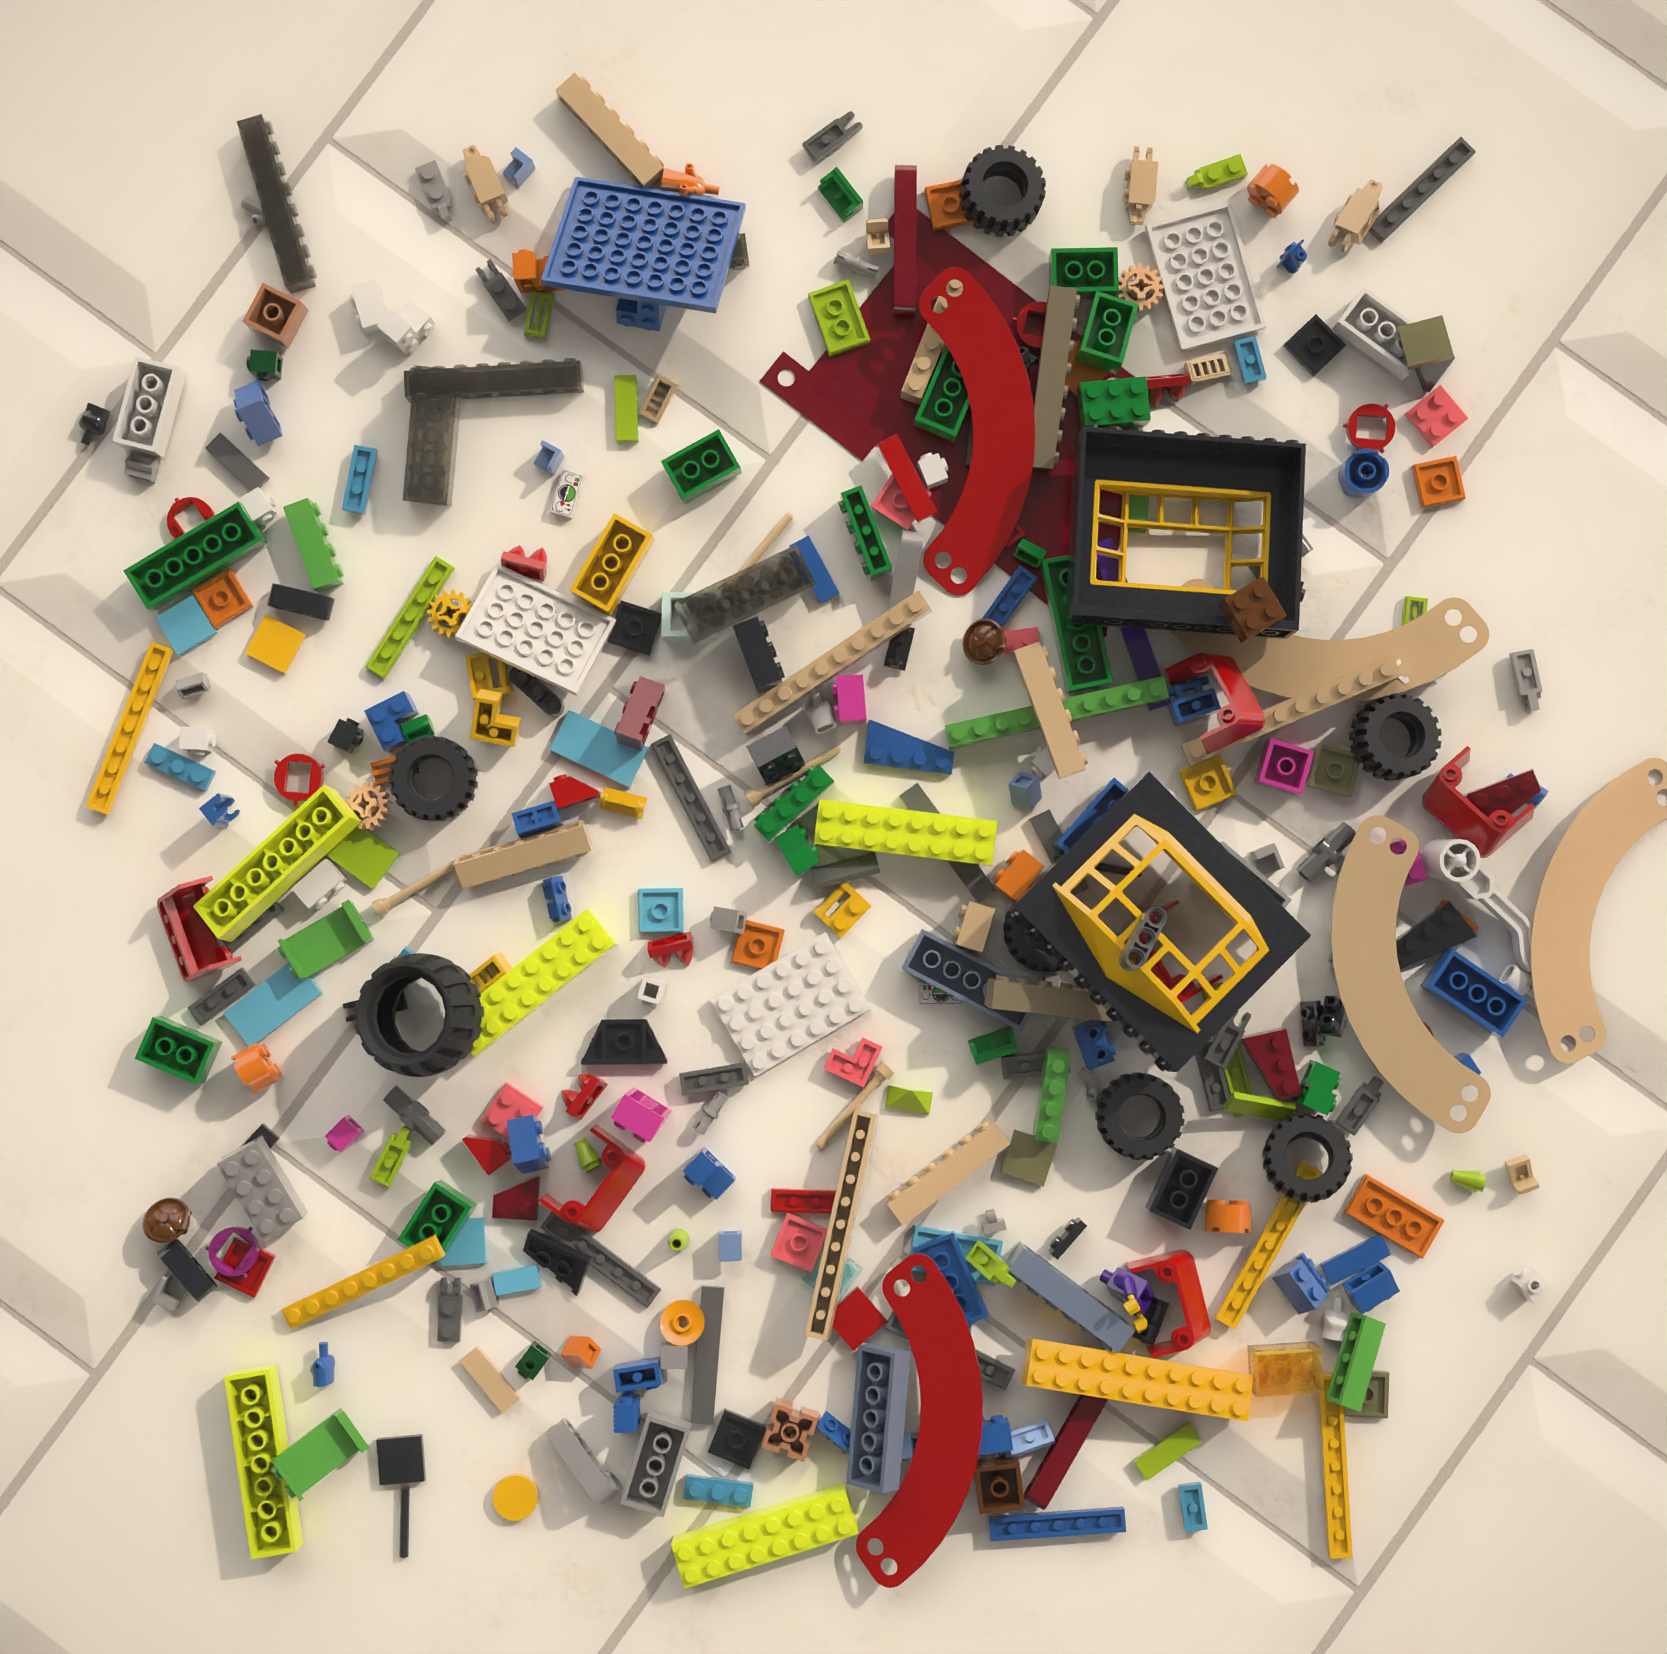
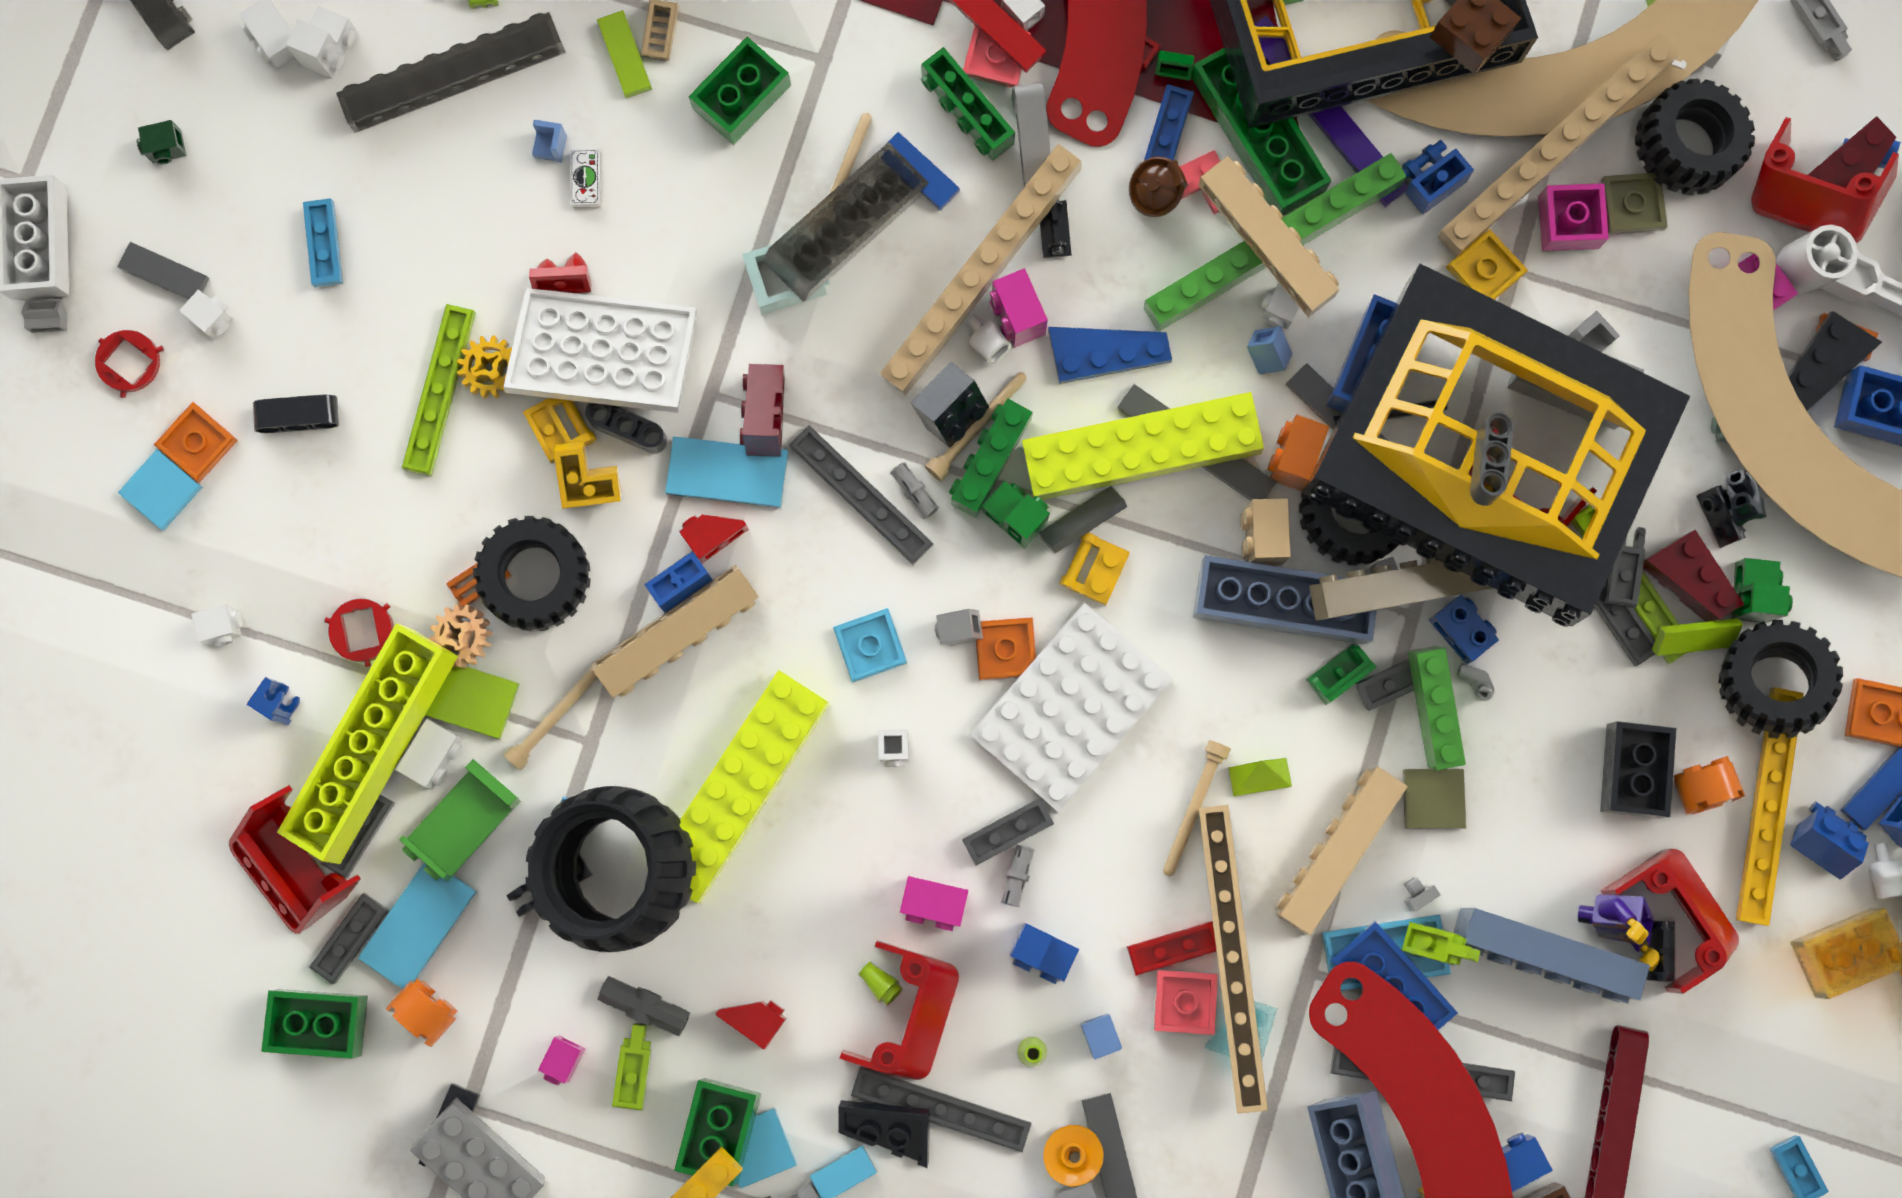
camera: 20 degrees left, 5 degrees down
(129, 728) = (127, 640): yellow plate -> none
(180, 767) = (206, 667): dark azure plate -> none
(191, 681) = (187, 555): light grey piece -> none
(195, 556) = (145, 399): green brick -> none
(254, 409) = (164, 196): blue brick -> none
(275, 315) = (156, 78): nougat brick -> none
(275, 644) = (280, 476): yellow tile -> none
(313, 544) = (289, 339): bright green brick -> none
(346, 735) = (405, 558): black brick -> none
(386, 720) = (449, 518): blue brick -> none
(418, 728) = (490, 518): green piece -> none
(432, 435) = (397, 156): clear smoke brick -> none
(498, 966) = (677, 782): yellow slope -> none
(509, 1105) = (767, 962): coral plate -> none
(518, 1202) = (812, 1072): dark red wing -> none
(526, 1146) = (803, 998): blue brick -> none
(555, 889) = (728, 662): blue hinge -> none
(580, 1103) = (848, 920): red tile -> none
(612, 564) = (669, 241): yellow brick -> none
(622, 802) = (778, 528): yellow hinge -> none
(624, 1043) = (880, 826): black wing -> none
(635, 628) = (723, 311): black tile -> none
(678, 944) = (908, 679): red tile -> none
(759, 654) = (886, 289): black brick -> none
(857, 1067) = (1181, 758): coral plate -> none
(857, 1318) = (1292, 1075): red tile -> none
(931, 995) = (1242, 637): tile -> none
(1029, 1439) = (1564, 1154): light blue hinge -> none
(1061, 1244) = (1514, 892): black plate -> none
(1137, 1379) = (1672, 1028): yellow brick -> none
(1166, 1130) = (1589, 683): black tyre -> none
(1167, 1451) = (1741, 1110): lime tile -> none
(1236, 719) = (1501, 165): red windscreen -> none
(1326, 852) = (1661, 303): dark grey piece -> none
(1360, 1106) = (1818, 595): dark grey hinge -> none

